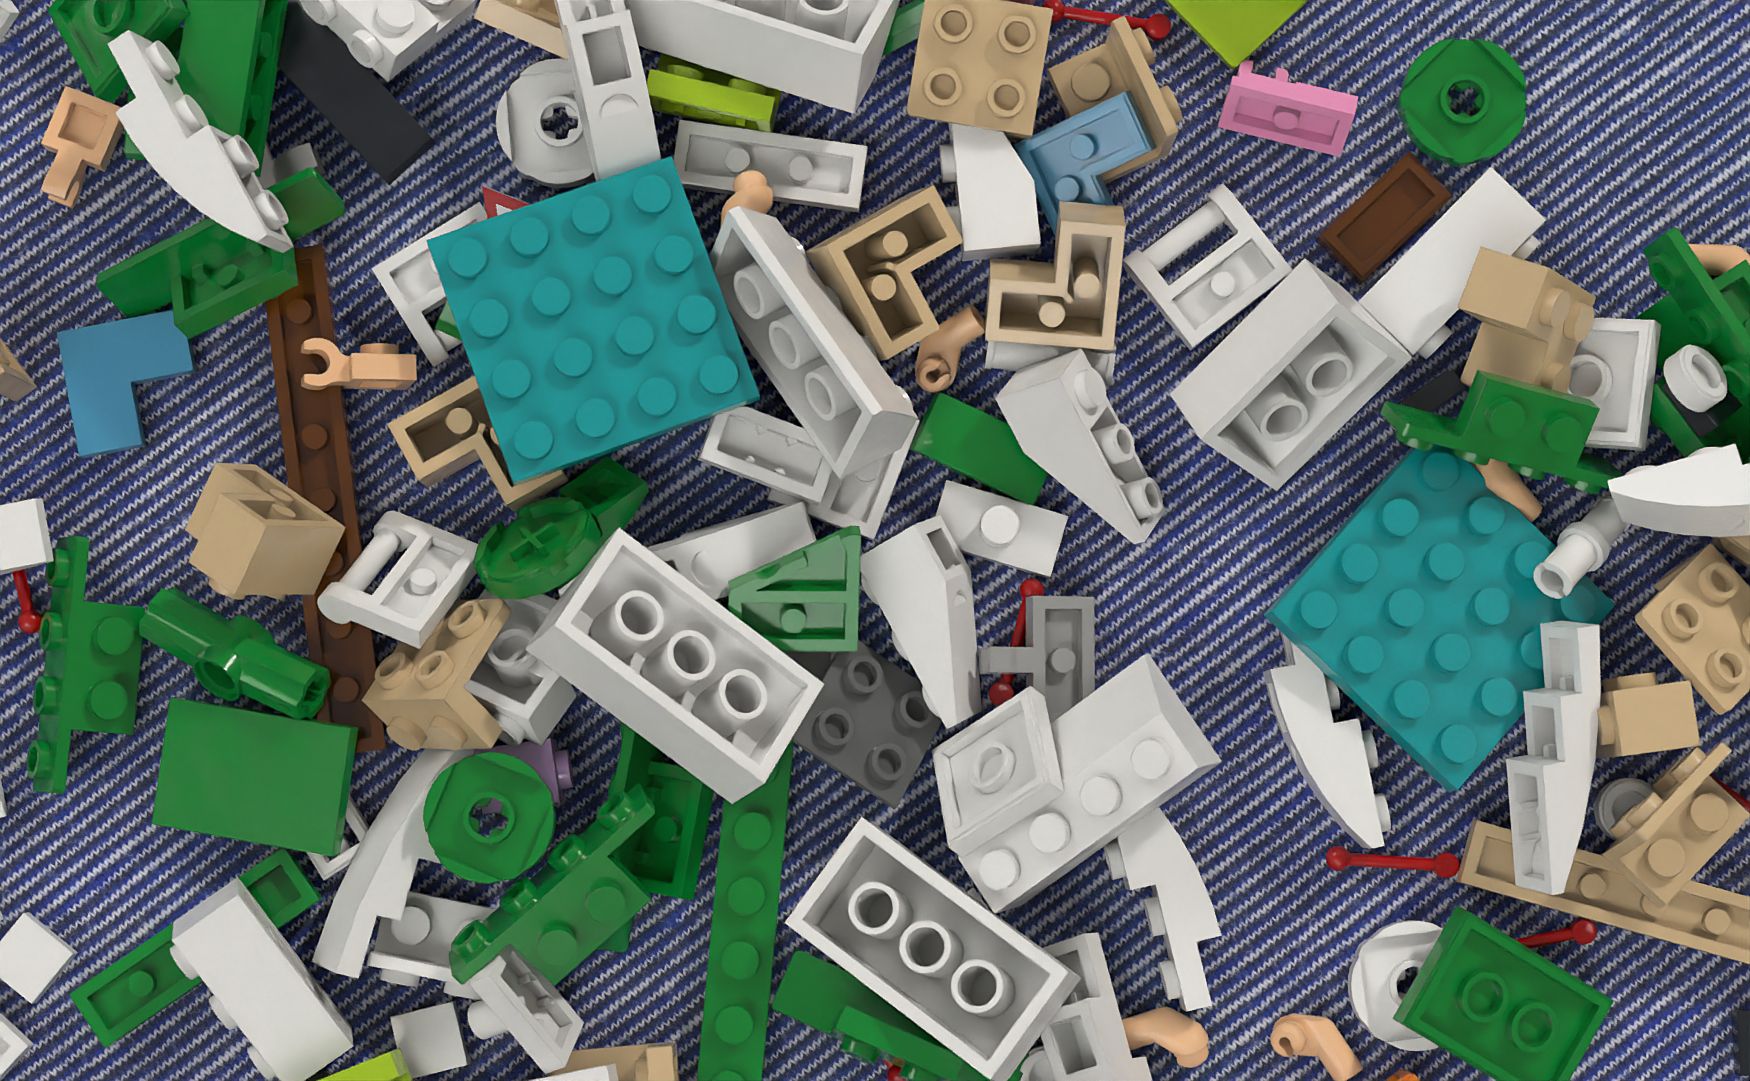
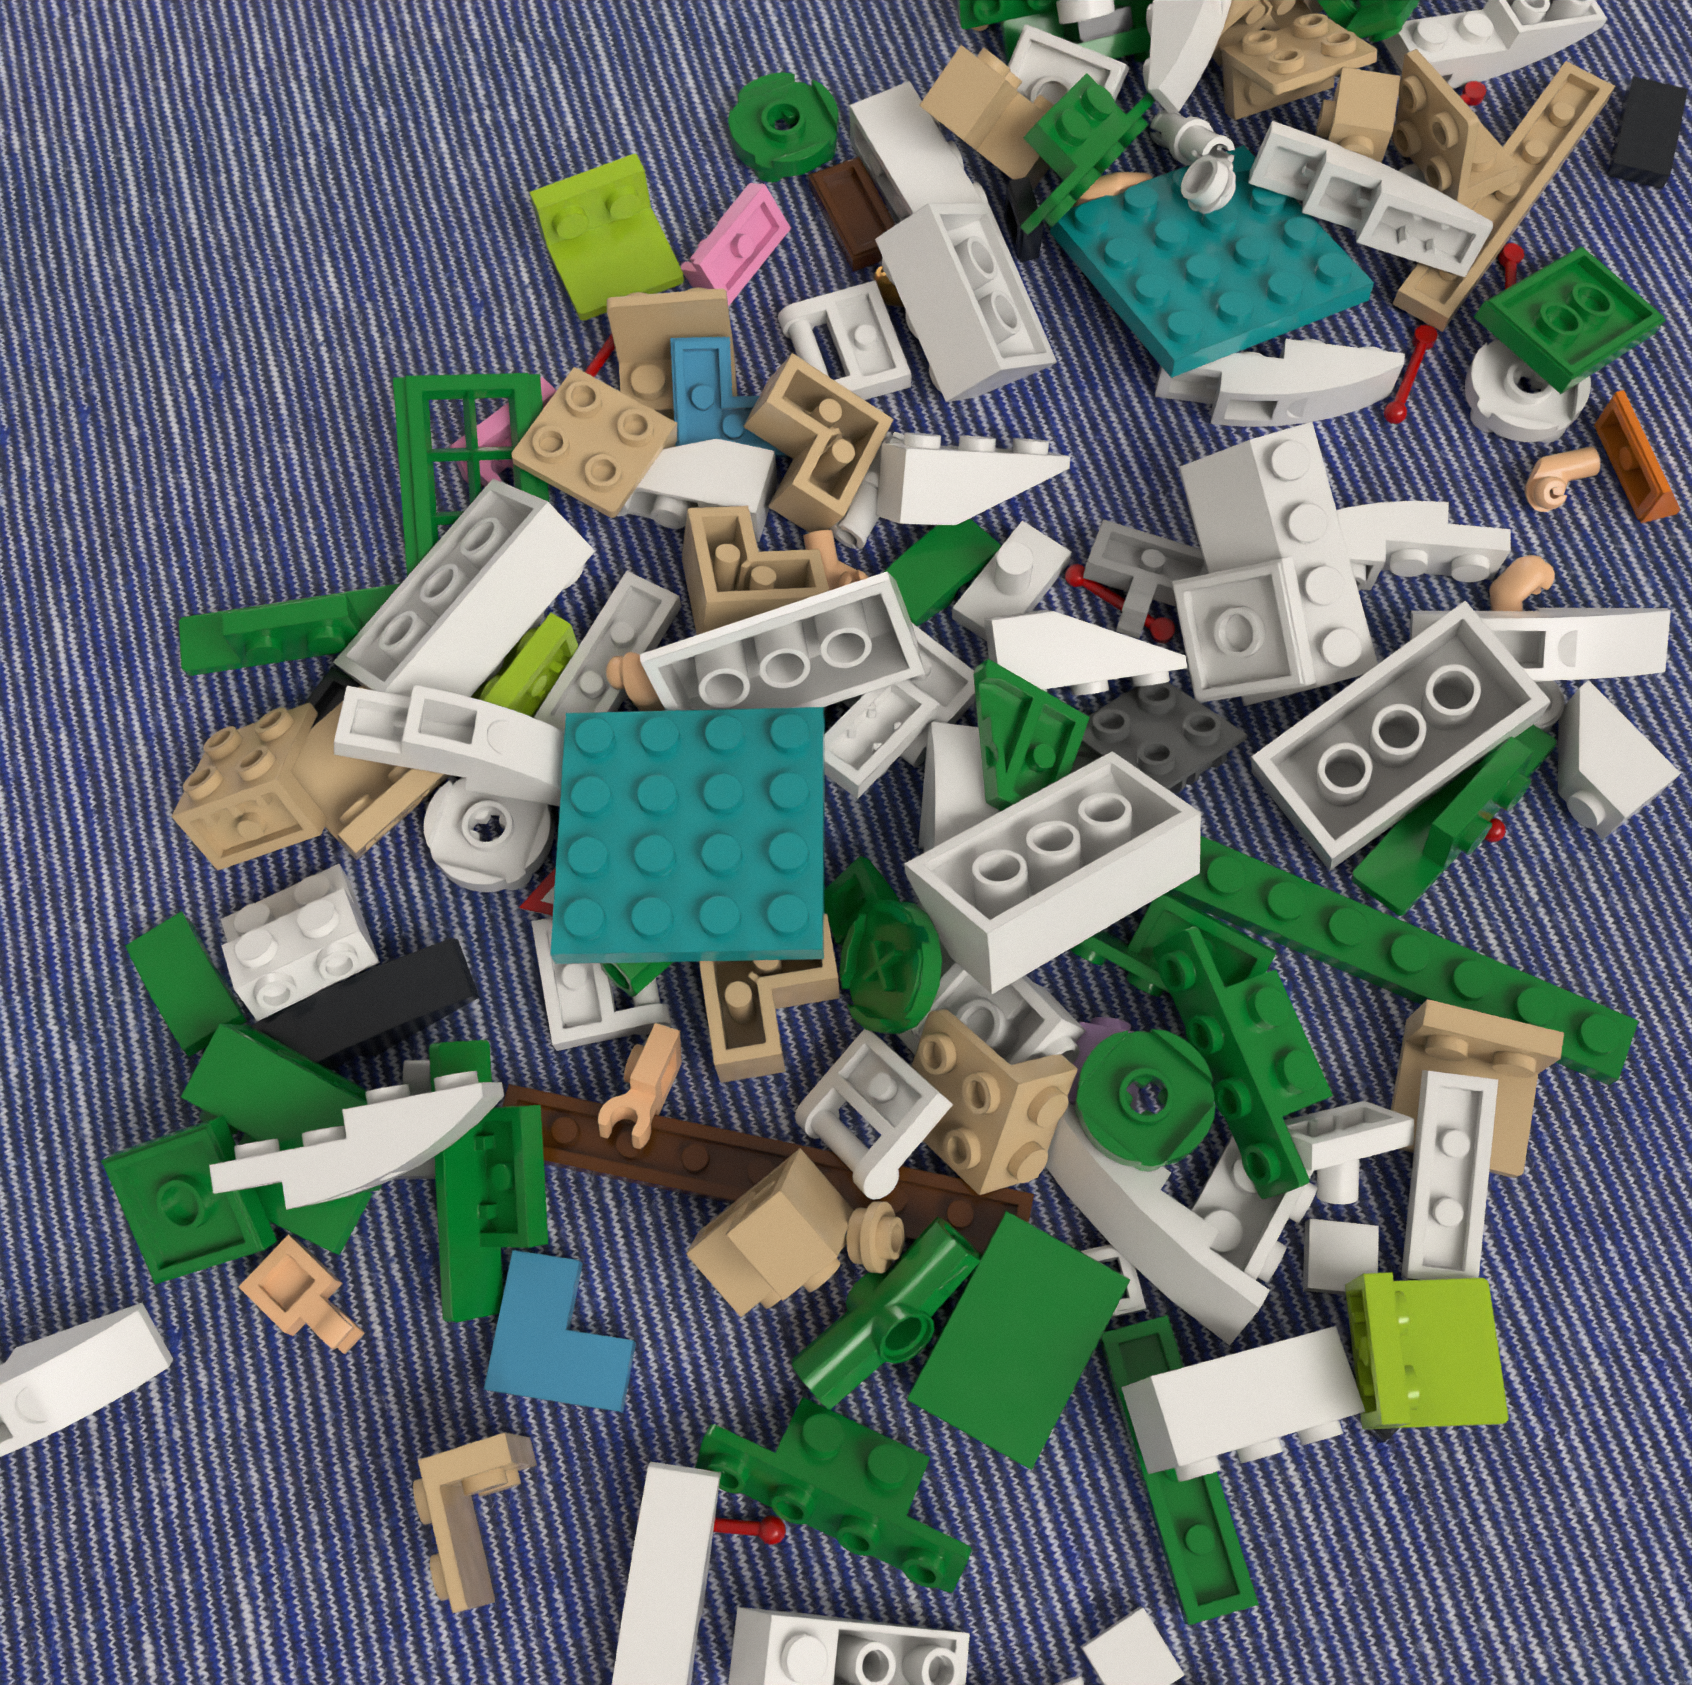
camera: 65 degrees left, 15 degrees down
(290, 621) = (875, 1237): none -> tan plate
(1508, 582) = (1208, 184): none -> white plate

